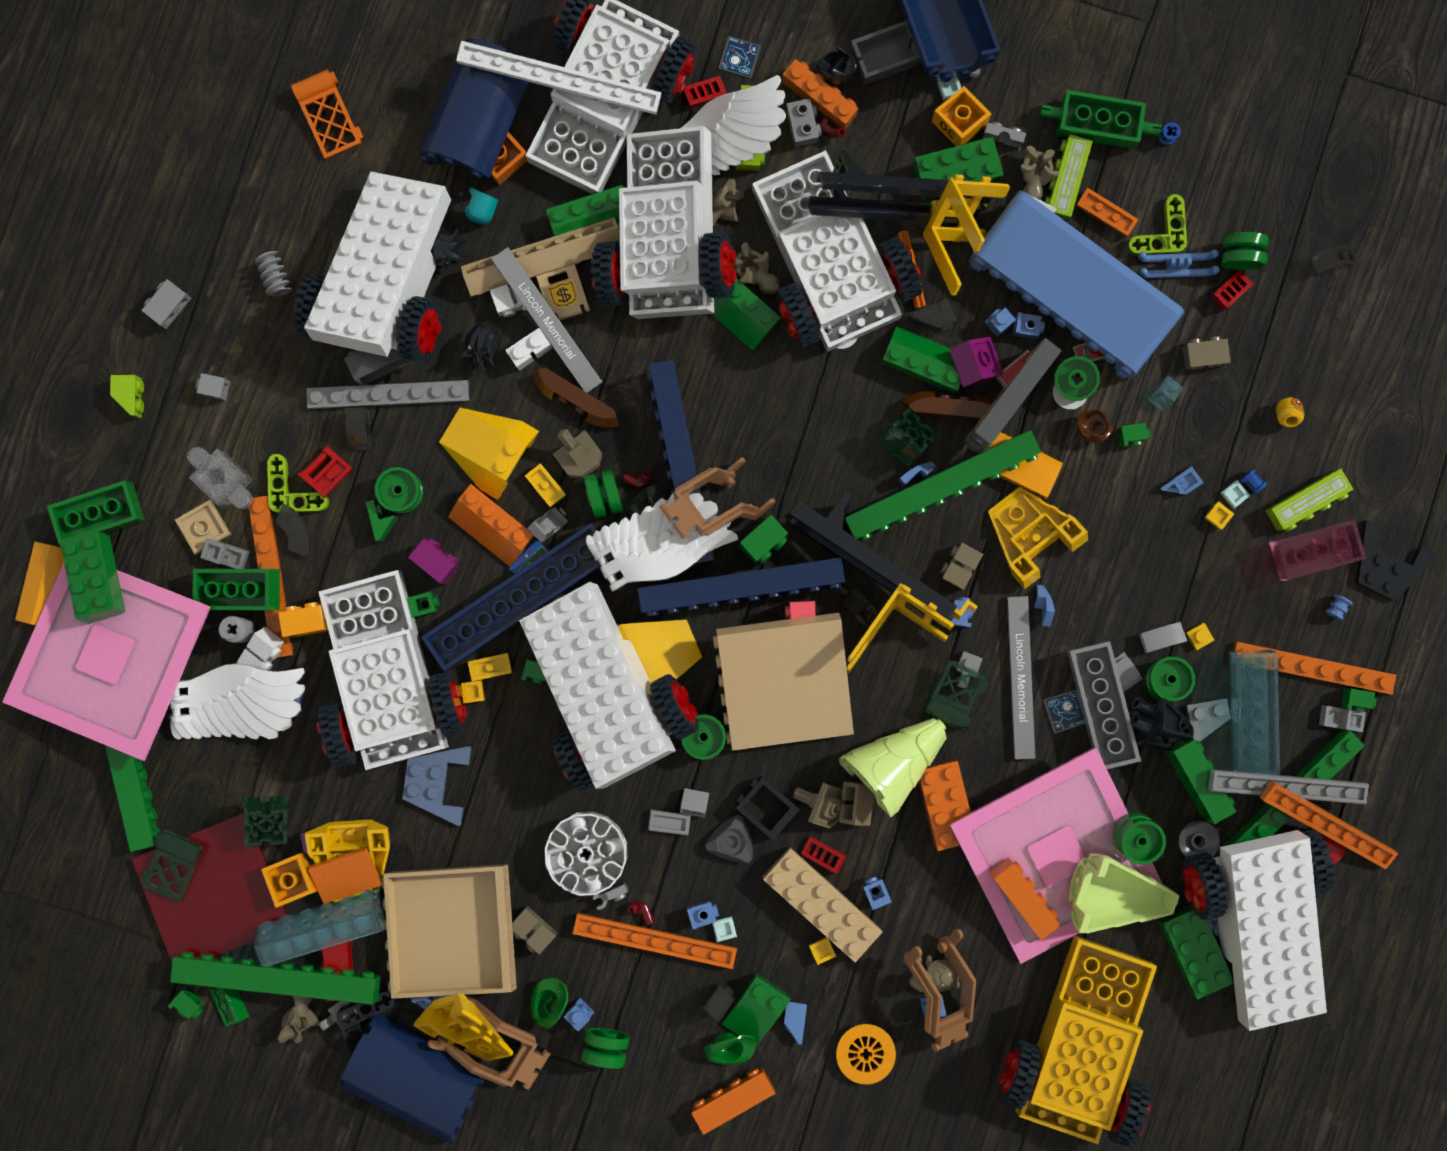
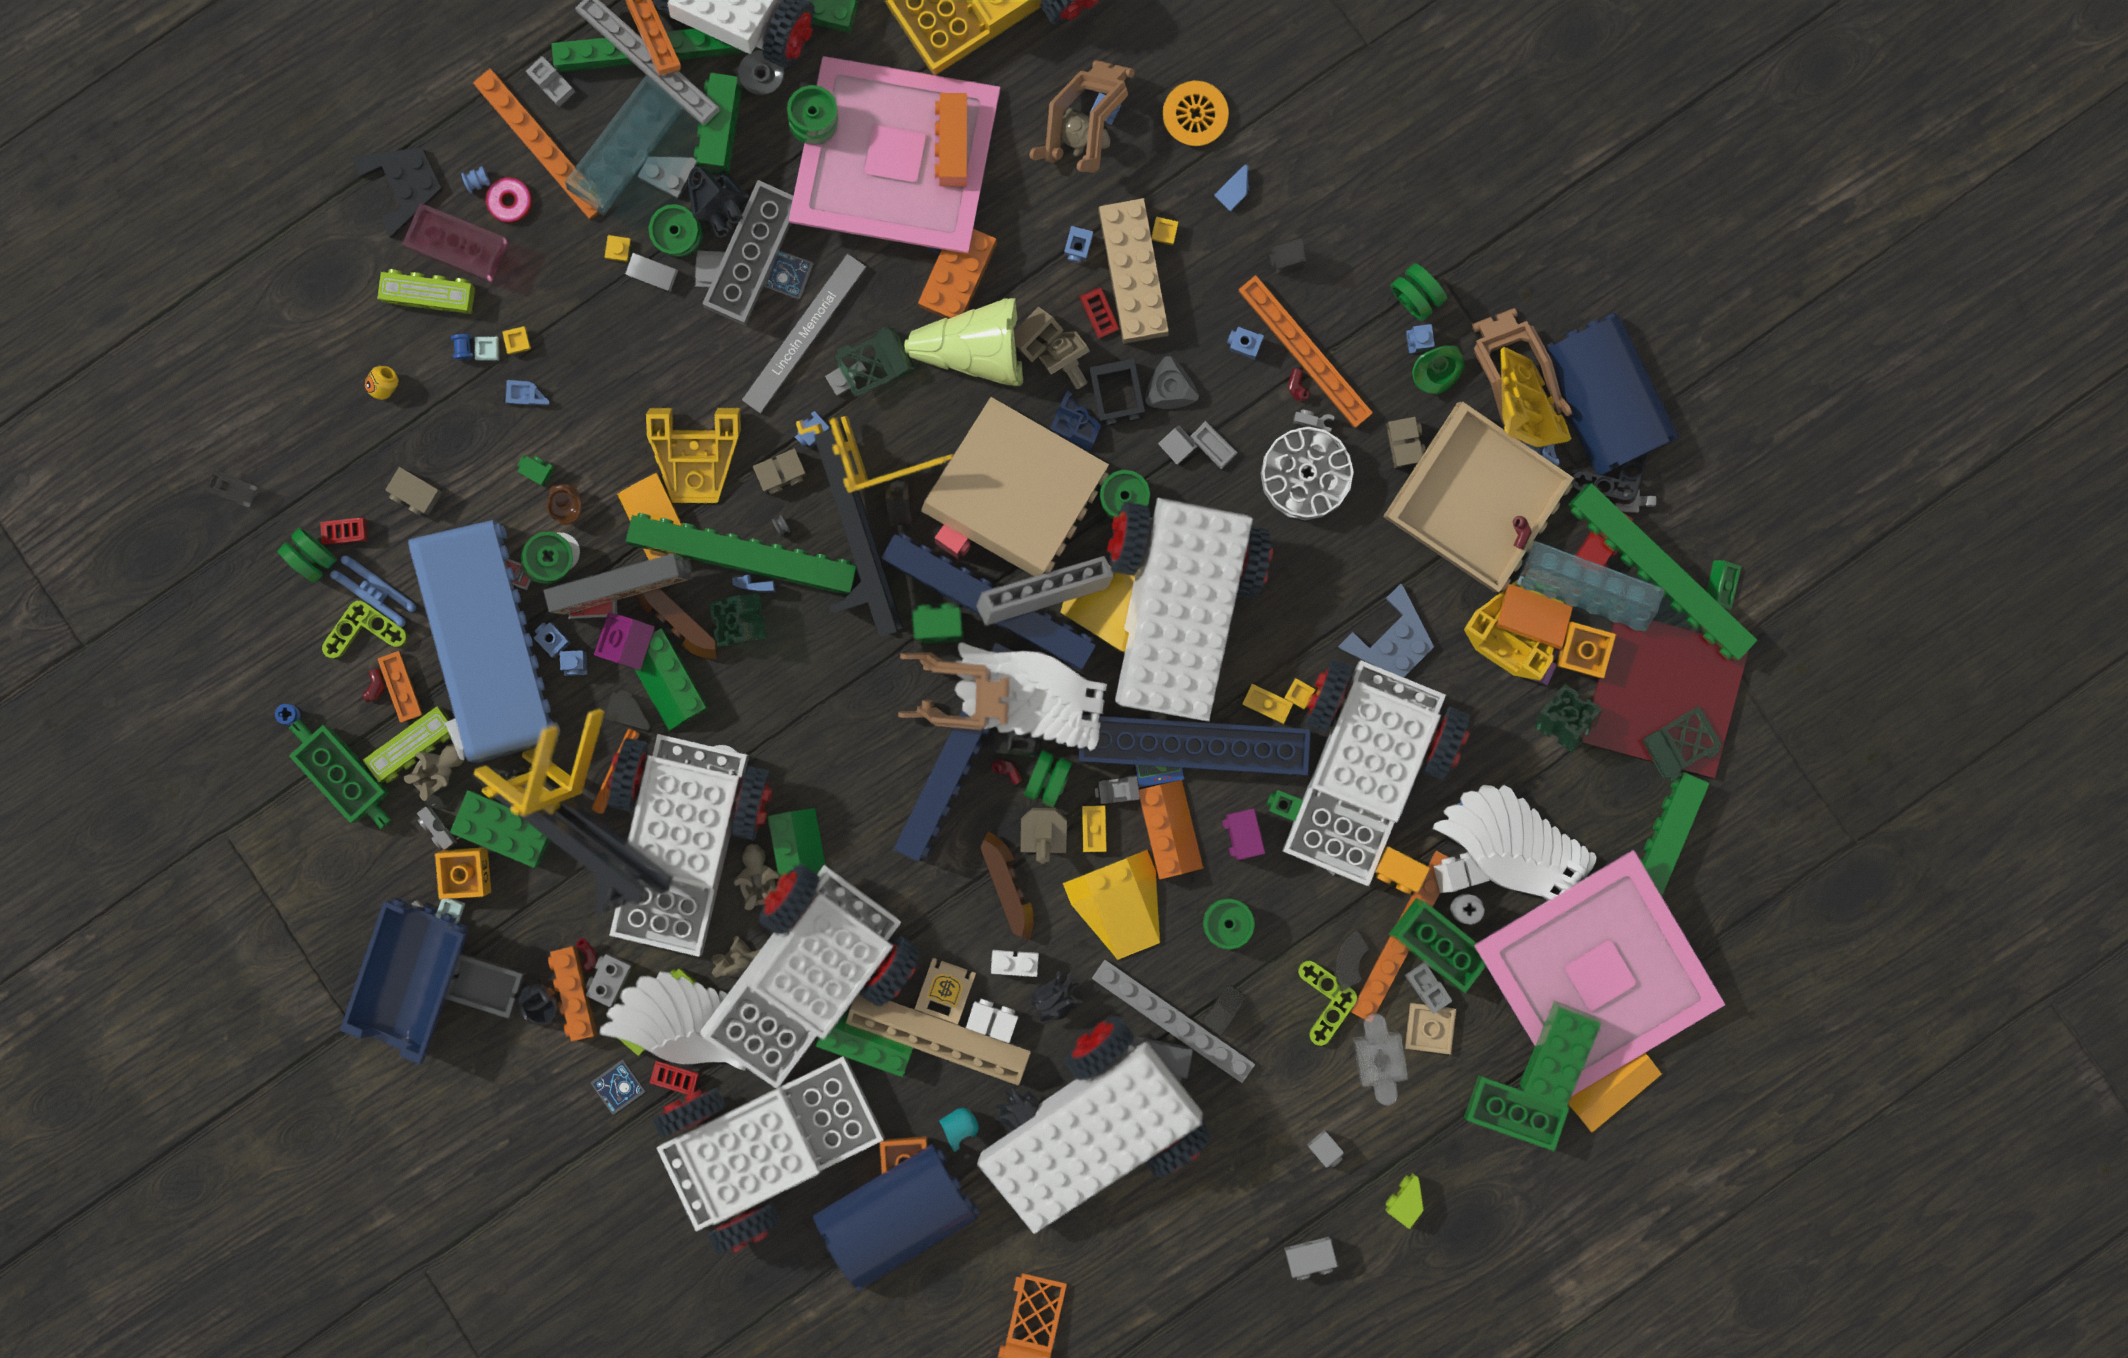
camera: 135 degrees left, 0 degrees up
(187, 1004) = (1759, 610): green brick -> none
(271, 274) = (1194, 1210): light grey piece -> none
(297, 1020) = (1672, 523): dark tan animal -> none
(329, 476) = (1279, 986): red plate -> none
(380, 525) = (1269, 905): green slope -> none
(398, 931) = (1523, 531): none -> dark red arm
(533, 670) = (1230, 668): green brick -> none
(546, 320) = (979, 975): light grey tile -> none
(558, 77) = (800, 1180): white plate -> none
(706, 623) = (1044, 590): none -> light grey brick
(724, 929) = (1236, 315): light aqua tile -> none
(730, 1049) = (1311, 207): green hat -> none
(733, 1100) = (1342, 162): orange brick -> none
(757, 1008) = (1261, 224): green slope -> none
(779, 761) = (1075, 423): none -> dark blue slope
(930, 528) = (781, 525): none -> dark grey bush
(1045, 603) = (731, 383): medium blue slope -> none
(1115, 895) = (871, 82): yellowish green cone -> none
(1122, 199) = (376, 687): none -> dark red arm
(1166, 393) = (476, 484): clear light blue bracket -> none
(1315, 611) = (505, 187): none -> tile
(1358, 699) = (523, 86): green brick -> none

